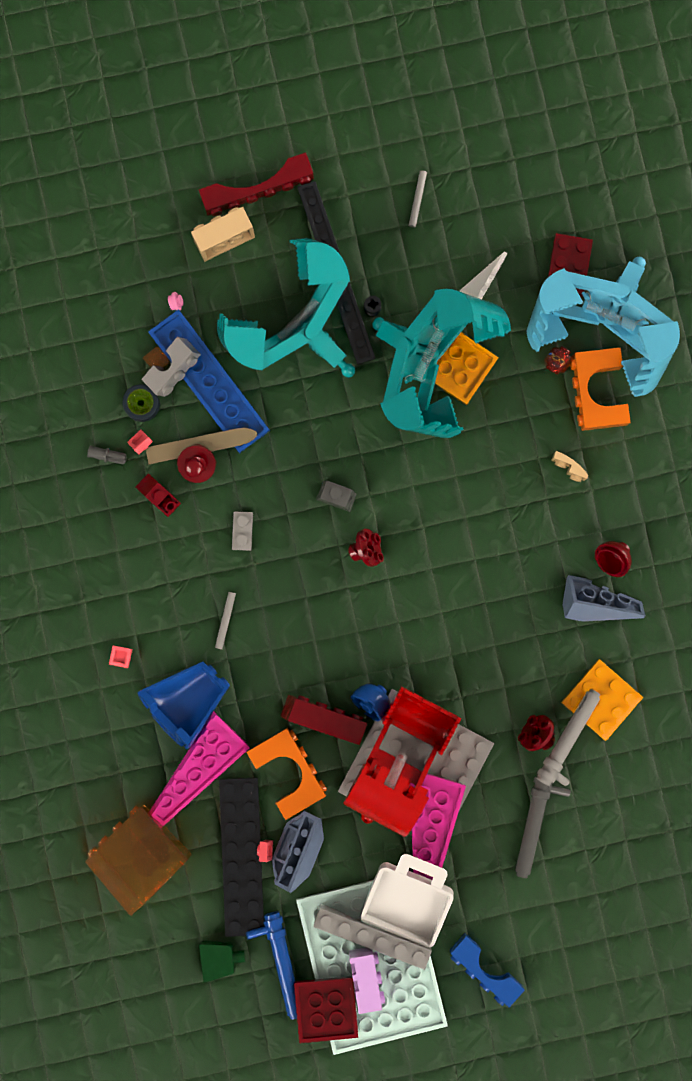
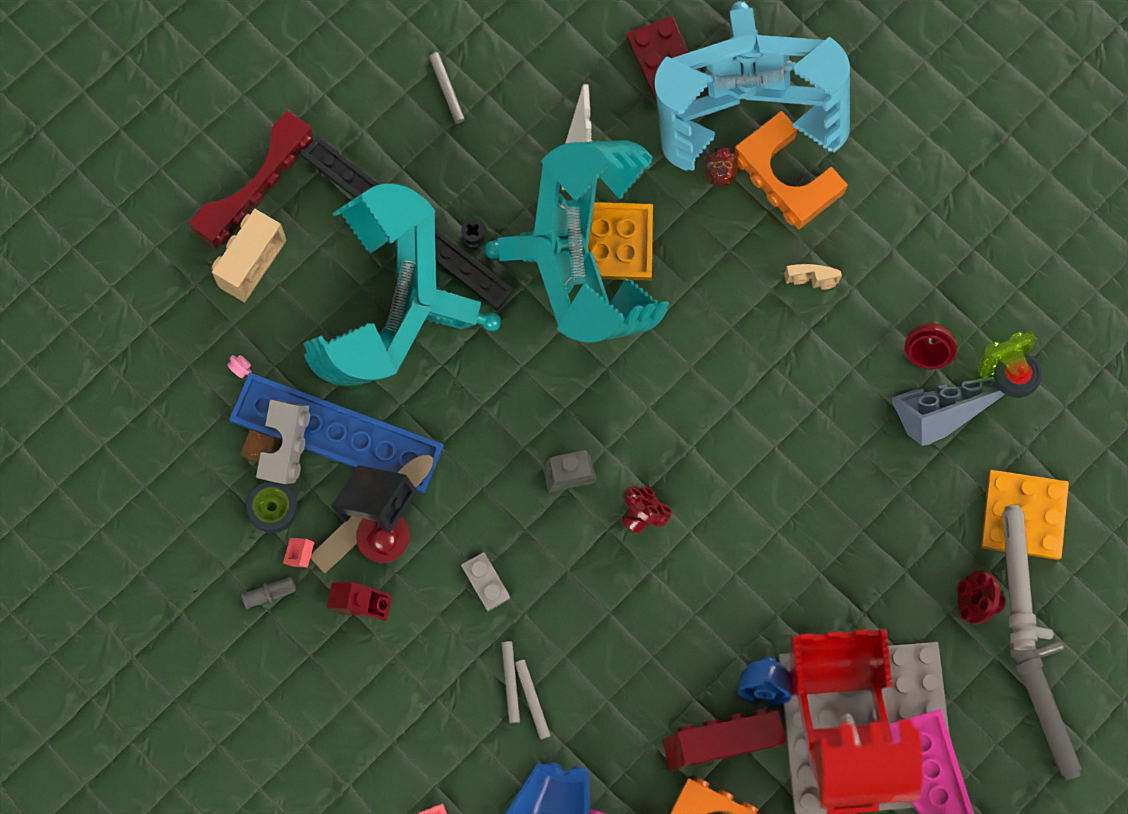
camera: 35 degrees left, 10 degrees down
(205, 437) = (375, 496): none -> black panel
(218, 602) = (510, 681): none -> light grey bar
(656, 604) = (1012, 365): none -> plate

